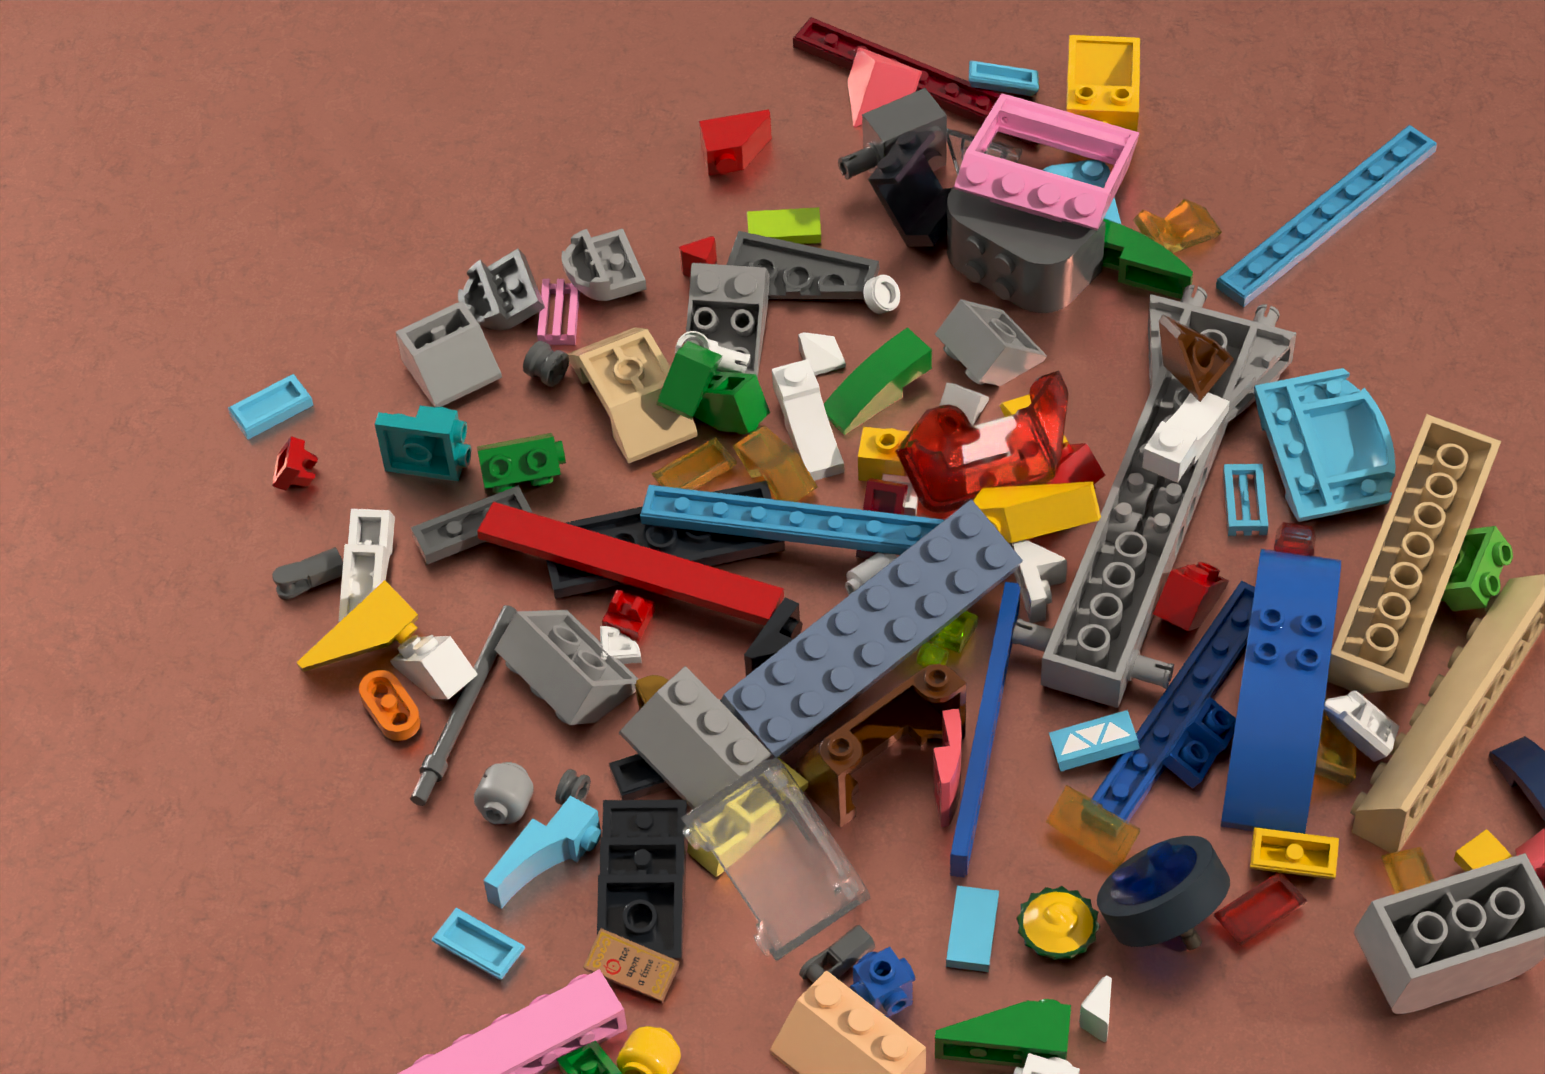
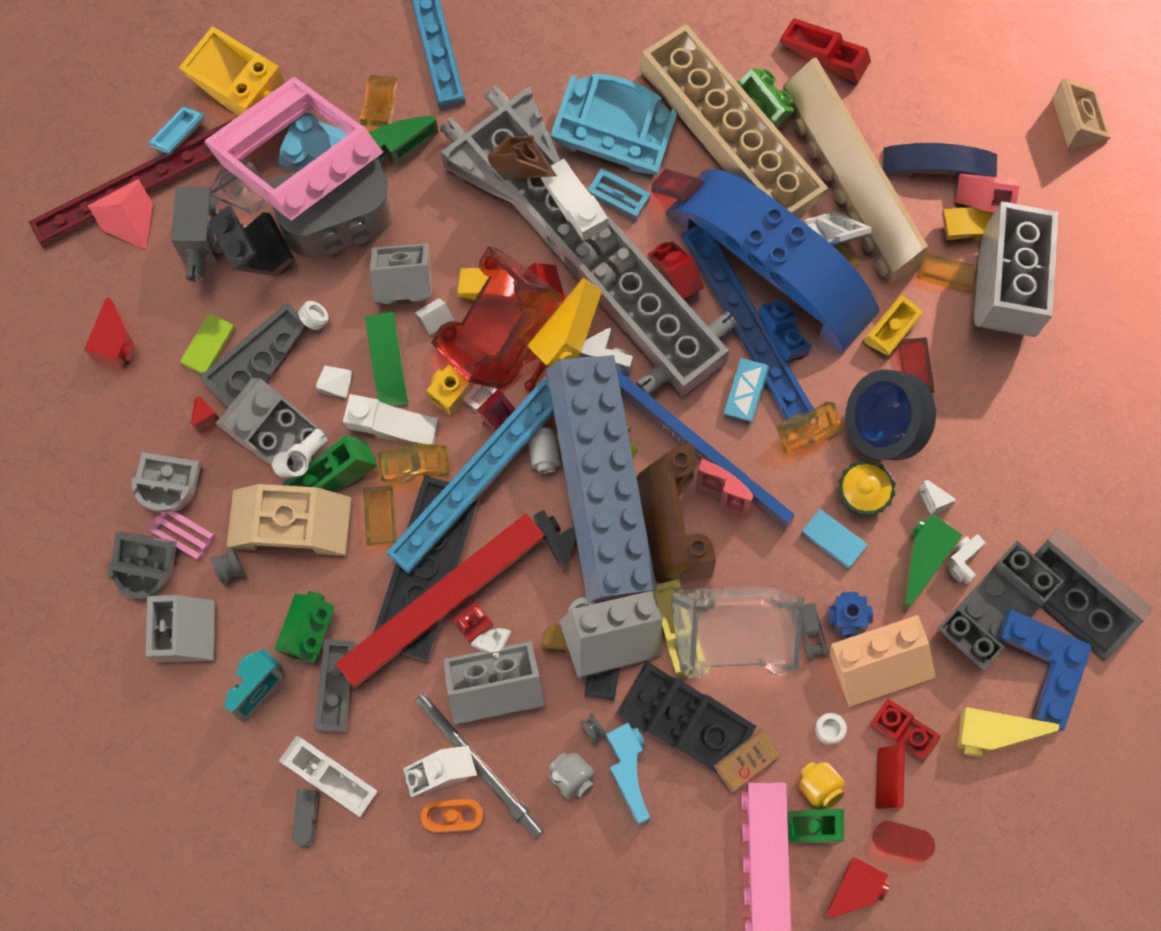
camera: 60 degrees left, 20 degrees up
(270, 406) = (134, 774): medium azure tile -> none
(290, 465) = (203, 786): red tile -> none
(368, 627) = (384, 800): yellow slope -> none
(478, 943) = (672, 849): medium azure tile -> none
(688, 379) = (323, 478): green slope -> none
(728, 1042) = (830, 729): none -> white tile

